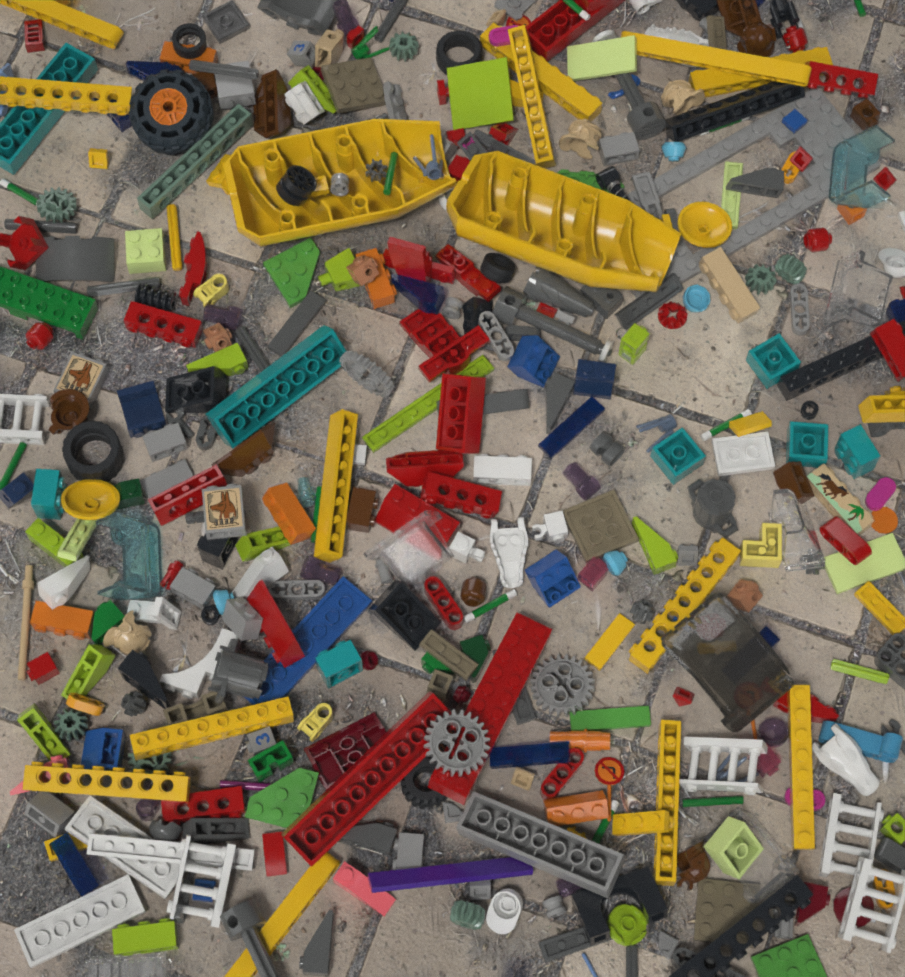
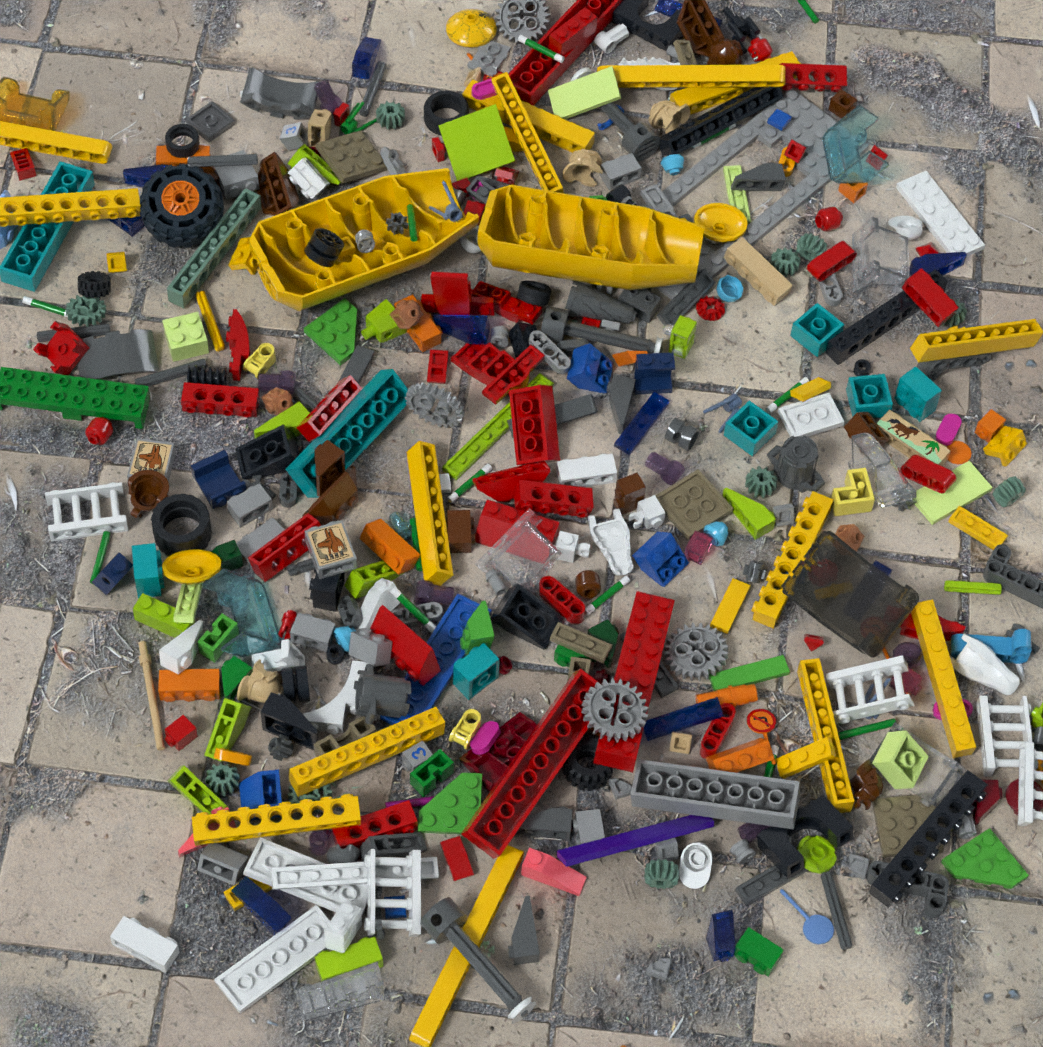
camera: 15 degrees left, 10 degrees down
(70, 179) = (94, 284): none -> black tyre
(105, 576) = (211, 642): none -> bright green brick
(144, 906) = (343, 927): none -> white brick
(162, 642) = (296, 683): none -> black wheel
(234, 575) = (353, 610): none -> dark grey beam
(244, 421) = (328, 465): none -> reddish brown slope
(263, 356) = (329, 408): none -> red brick
(294, 586) = (412, 608): none -> green bar
(332, 733) = (485, 737): none -> dark pink tile
(348, 624) = (478, 629): none -> bright green slope
(381, 461) = (468, 484): none -> bar
(384, 328) = (437, 366): none -> red slope
(536, 503) = (628, 493): none -> reddish brown brick
(573, 355) = (627, 357): none -> orange slope
(681, 518) = (761, 482): none -> sand green gear
(807, 288) = (831, 261): none -> red beam

